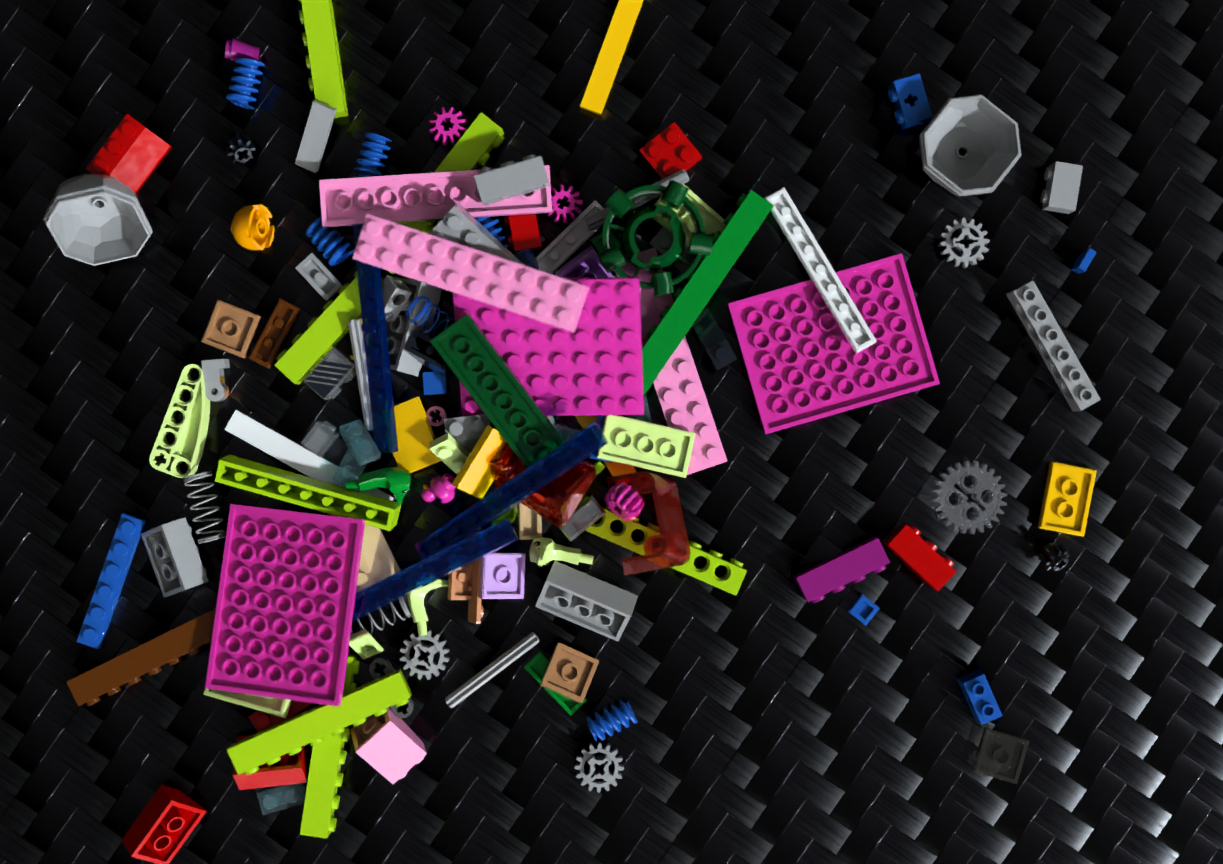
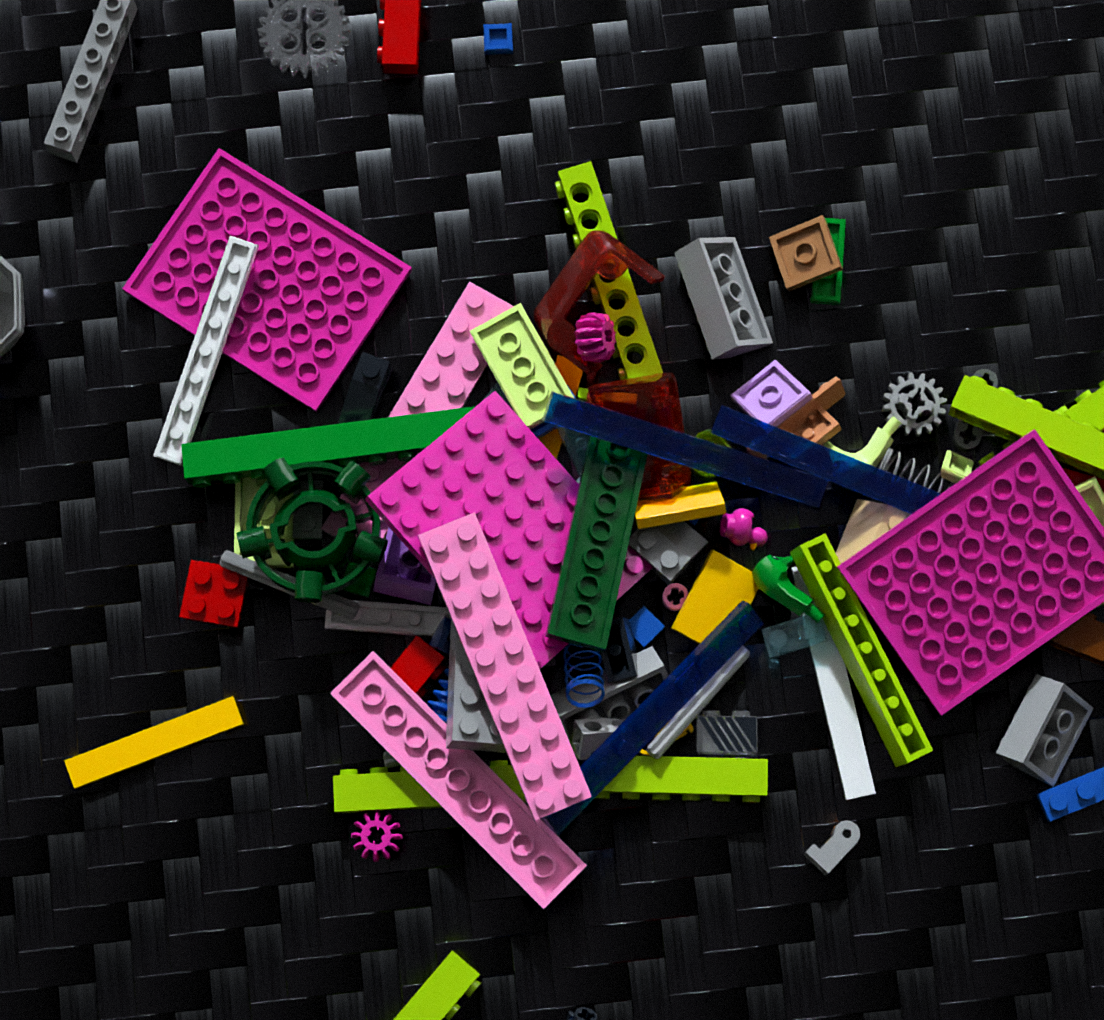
camera: 130 degrees left, 10 degrees down
(187, 479) = (949, 777): light grey piece -> none
(189, 433) = (909, 825): yellowish green beam -> none
(231, 329) = (771, 877): medium nougat tile -> none
(252, 227) = (652, 942): light orange cylinder -> none
(274, 333) = (736, 829): reddish brown tile -> none
(315, 136) = (502, 958): light grey tile -> none
(319, 277) = (640, 832): light grey plate -> none
(320, 438) = (798, 689): clear brick -> none
(328, 242) = (596, 853): blue piece -> none
(360, 442) = (767, 645): clear light blue plate -> none
(371, 156) = (475, 884): blue piece -> none
(388, 745) = (1032, 360): bright pink slope -> none
(449, 452) = (697, 545): yellowish green plate -> none
(492, 670) = (870, 330): light grey axle -> none
(511, 180) = (376, 712): light grey brick -> none
(529, 523) = (699, 414): tan tile -> none
(544, 550) = (710, 377): yellowish green animal -> none
(571, 201) = (347, 645): dark pink gear -> none
(582, 518) = (641, 363): flat silver tile -> none
(605, 774) = (878, 149): light grey gear -> none
(611, 720) = (814, 177): blue piece -> none
(842, 569) = (478, 88): magenta brick -> none
(964, 251) = (69, 232): light grey gear -> none

